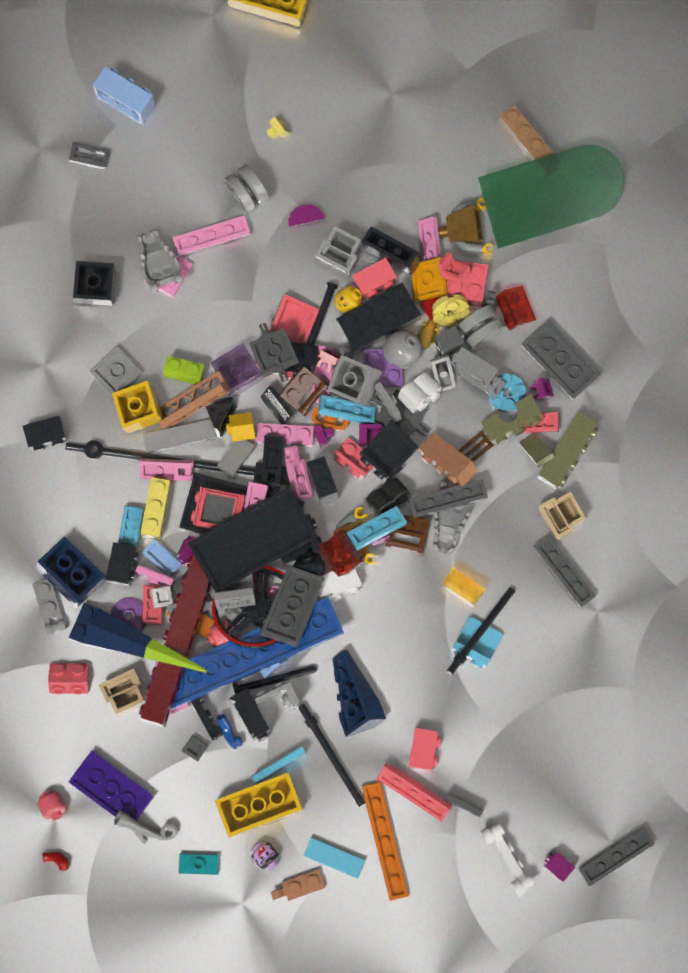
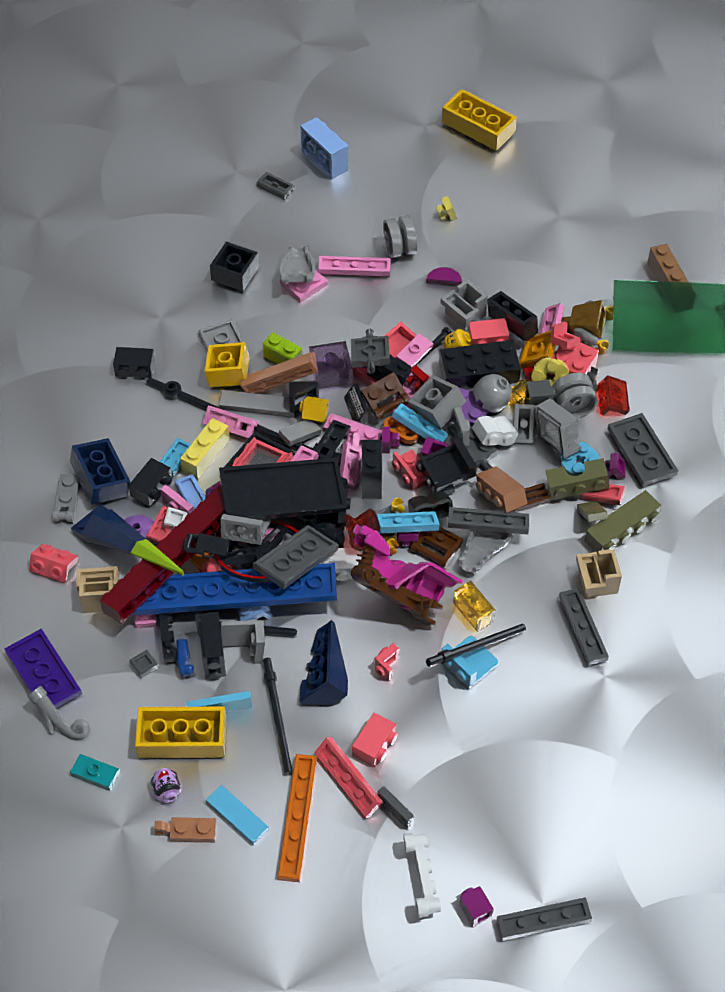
camera: 20 degrees right, 25 degrees down
(212, 628) = (206, 544): none -> black piece
(310, 324) = (415, 350): none -> bright pink plate
(393, 596) = (406, 585): none -> piece
(404, 665) = (385, 658): none -> coral bracket

